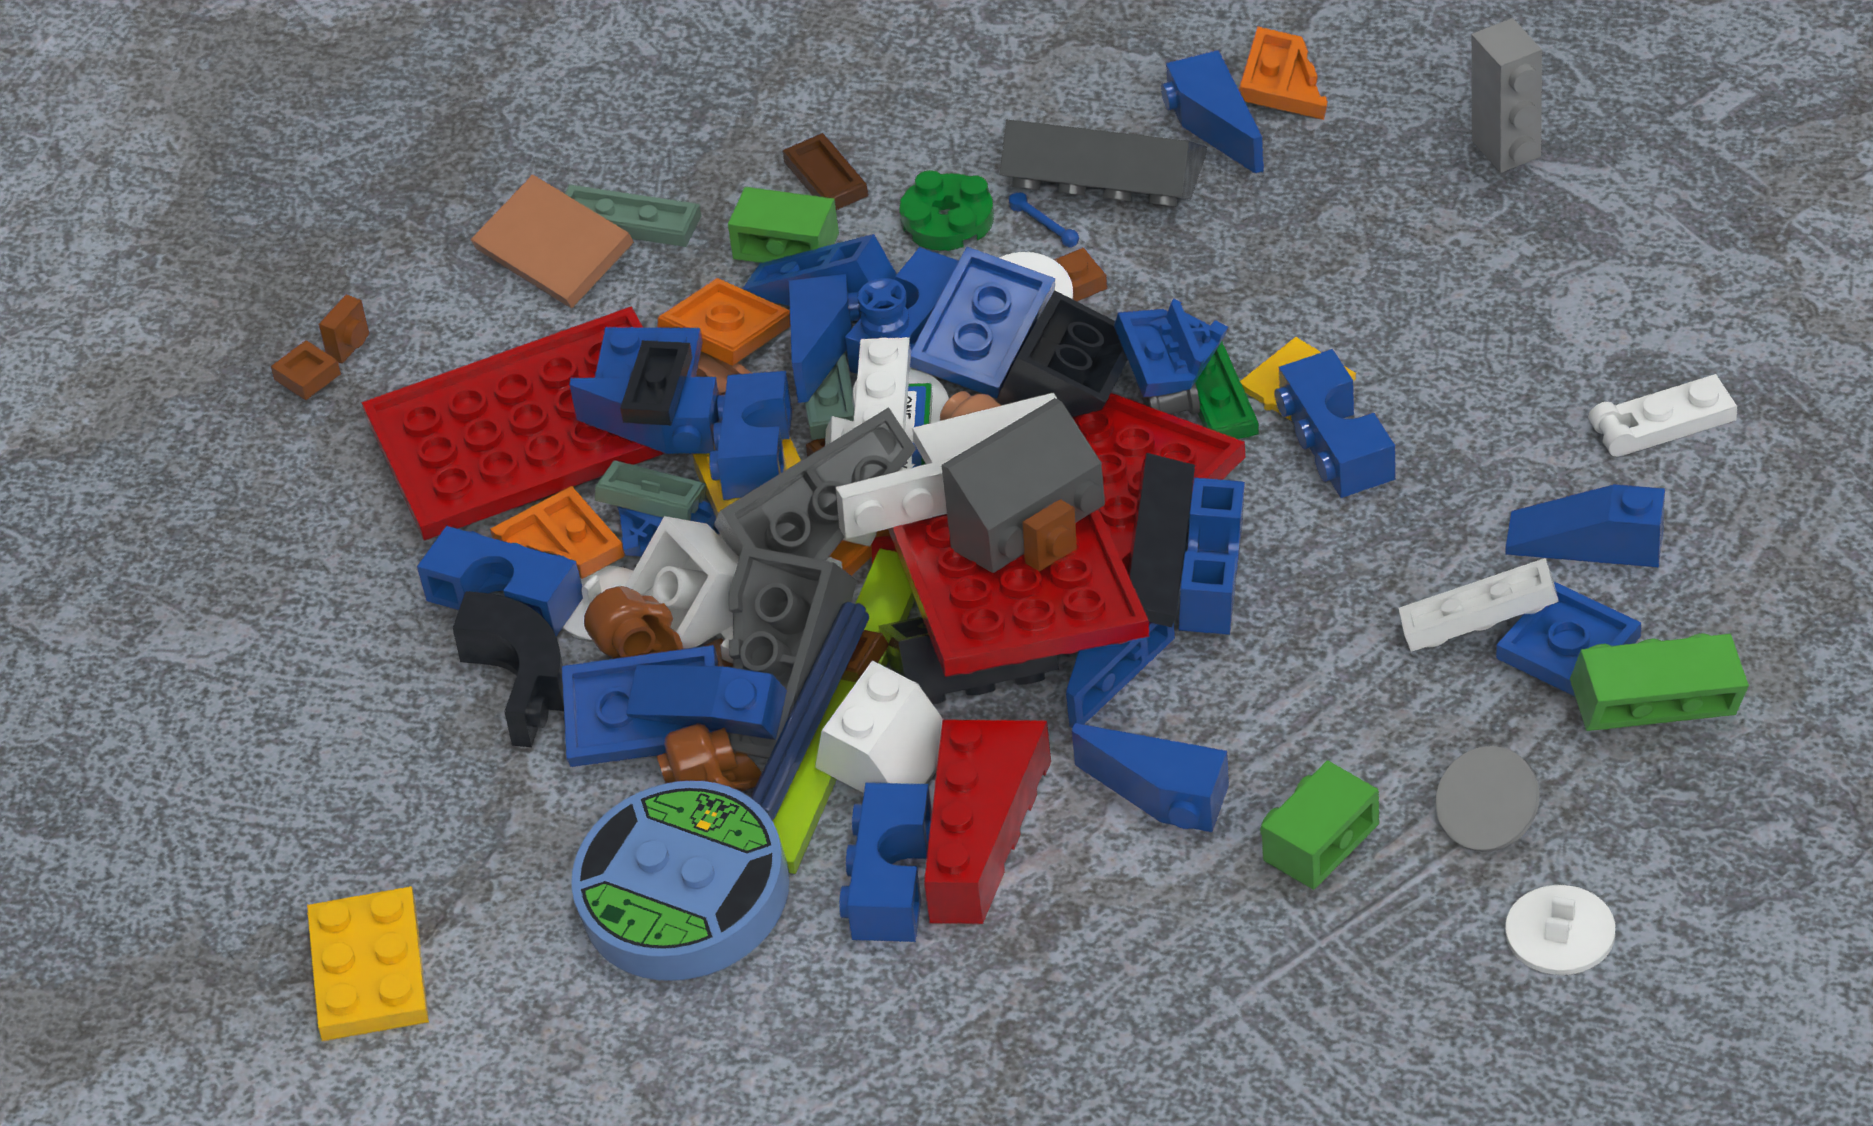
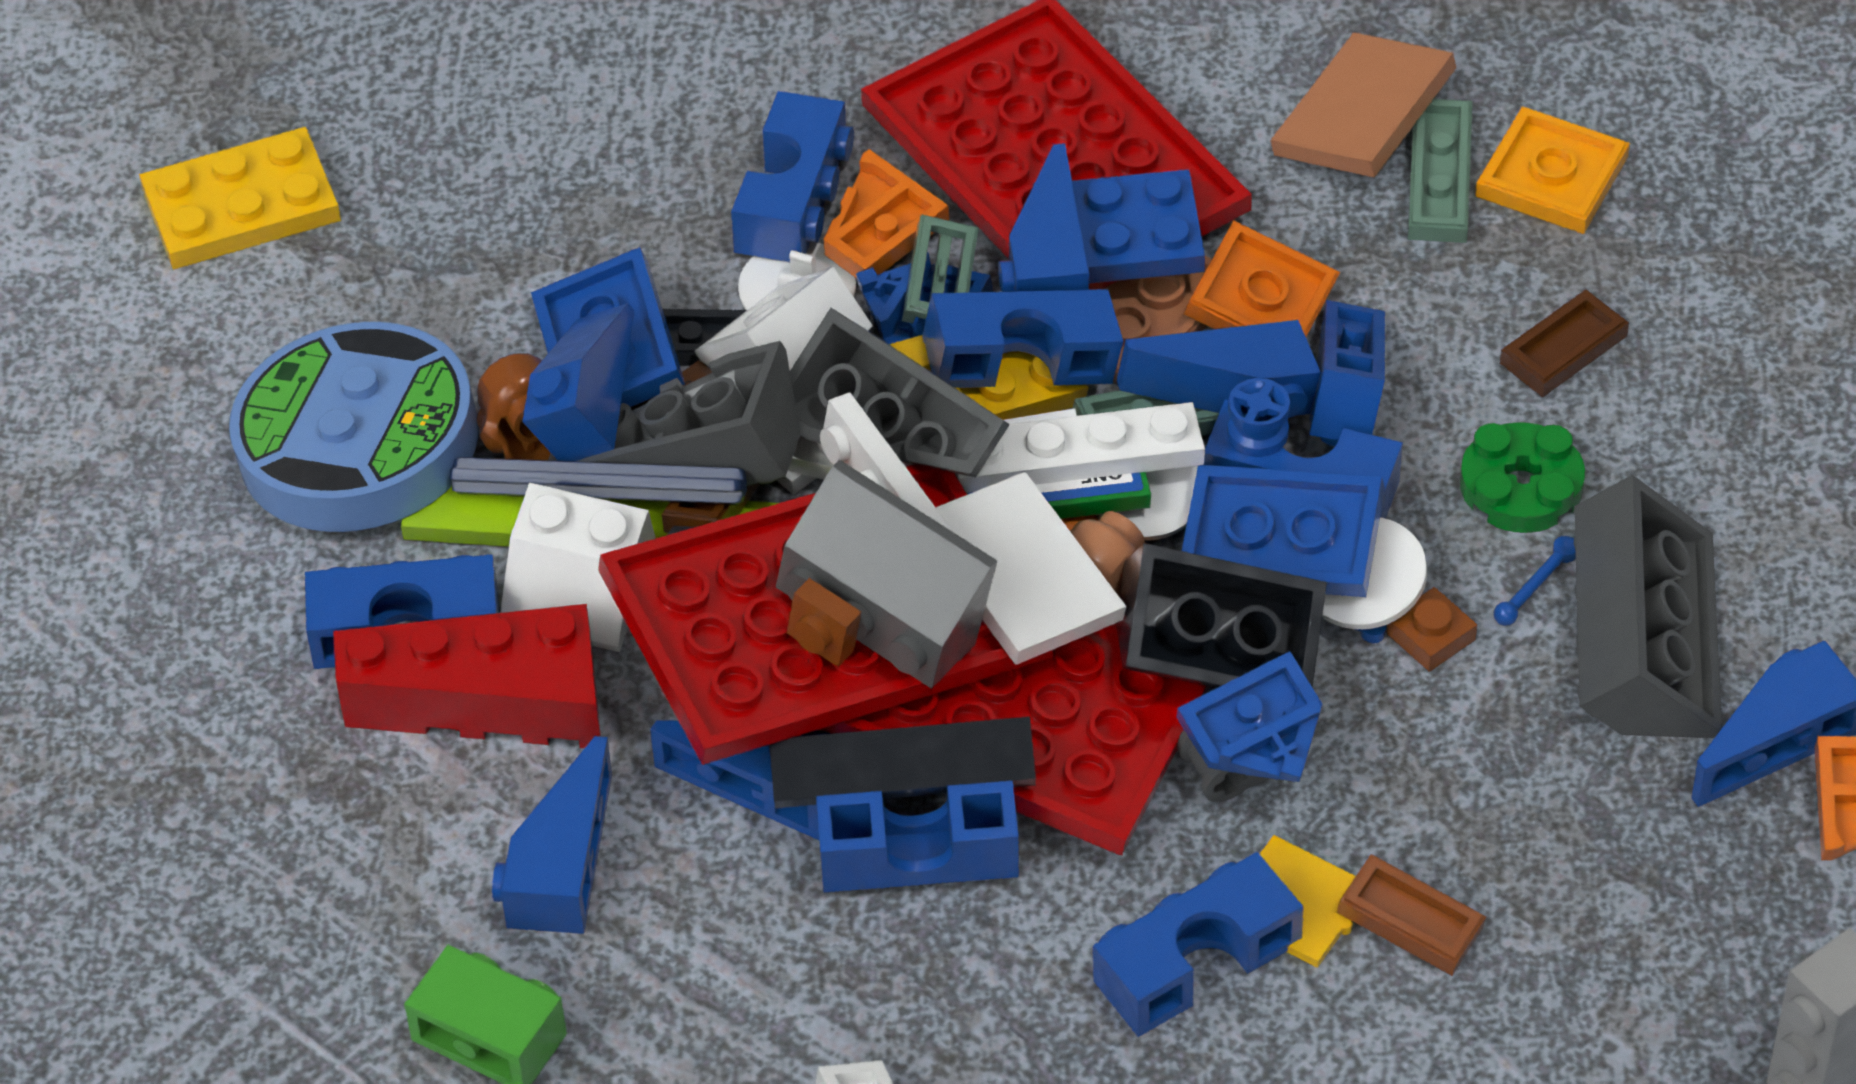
camera: 75 degrees right, 5 degrees up
(516, 638) = (678, 232): black arch -> none
(630, 624) = (700, 292): dark orange head -> none
(650, 155) = (1552, 169): none -> light orange tile
(656, 382) = (1045, 211): black plate -> none
(780, 224) = (1424, 310): bright green brick -> none
(1223, 399) = (1261, 807): green tile -> none
(1329, 317) = (1411, 914): none -> dark orange tile

